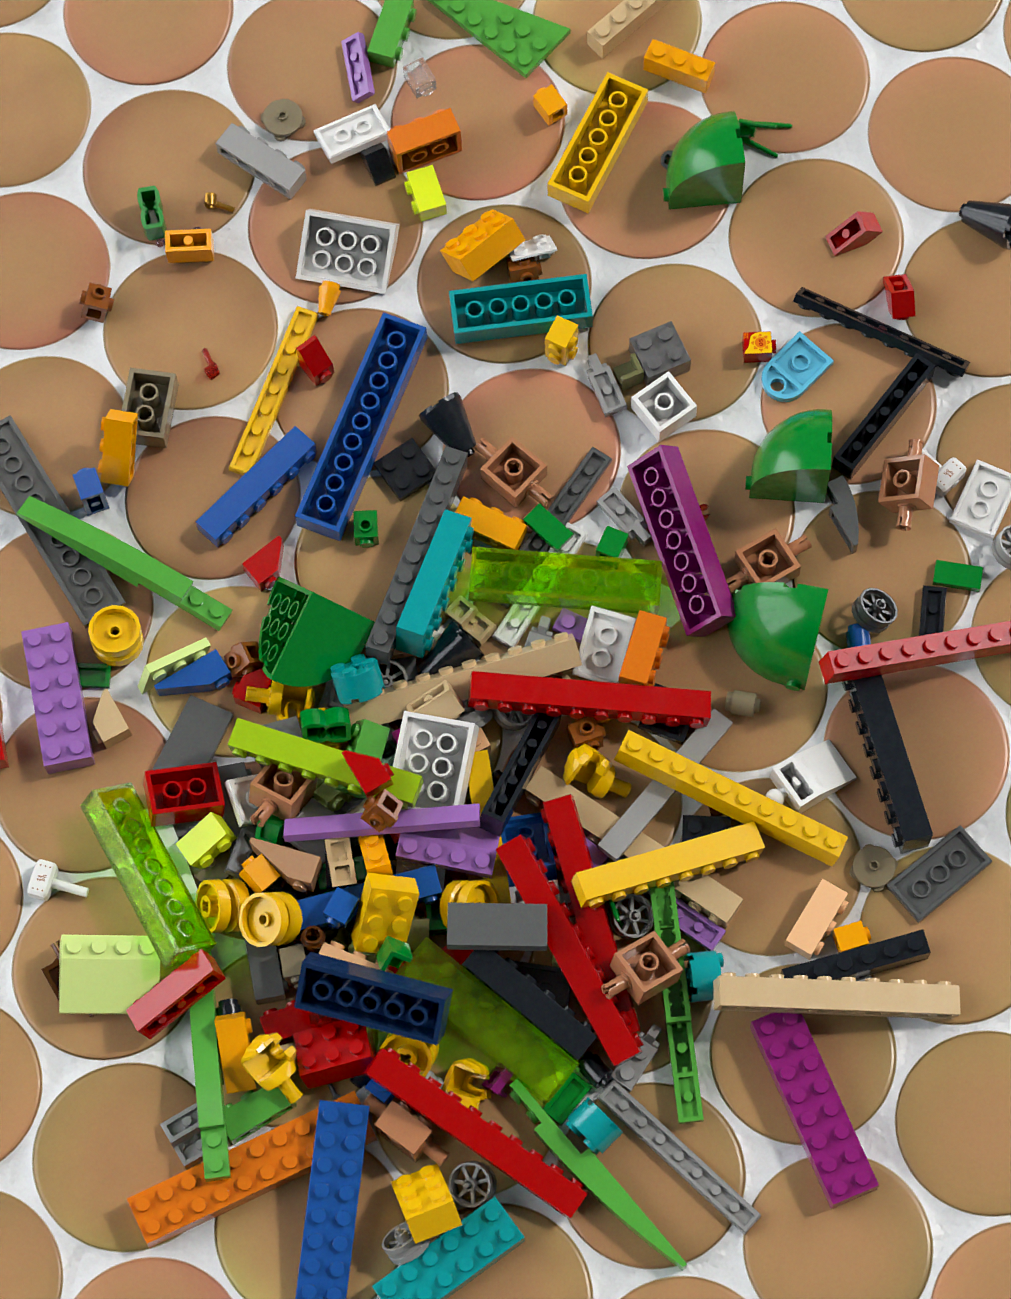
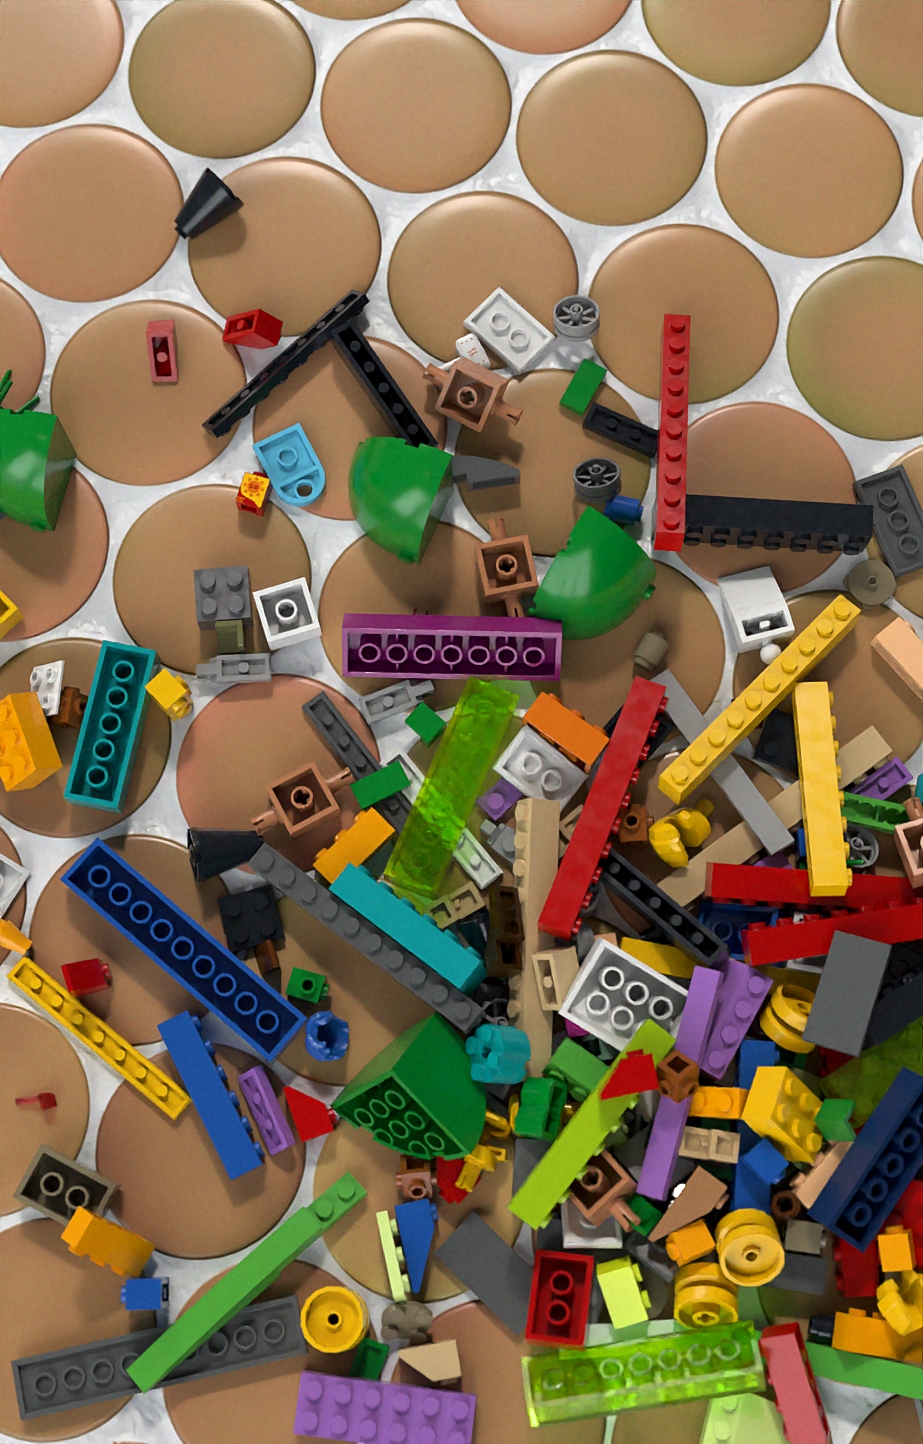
camera: 75 degrees left, 5 degrees up
(131, 689) = (406, 1321): none -> dark tan piece
(259, 532) = (266, 1110): none -> medium lavender plate
(307, 1036) = (896, 1249): none -> light orange brick
(331, 554) = (326, 1036): none -> blue hair
(379, 492) = (267, 957): none -> reddish brown slope
(457, 653) = (505, 933): none -> dark brown slope

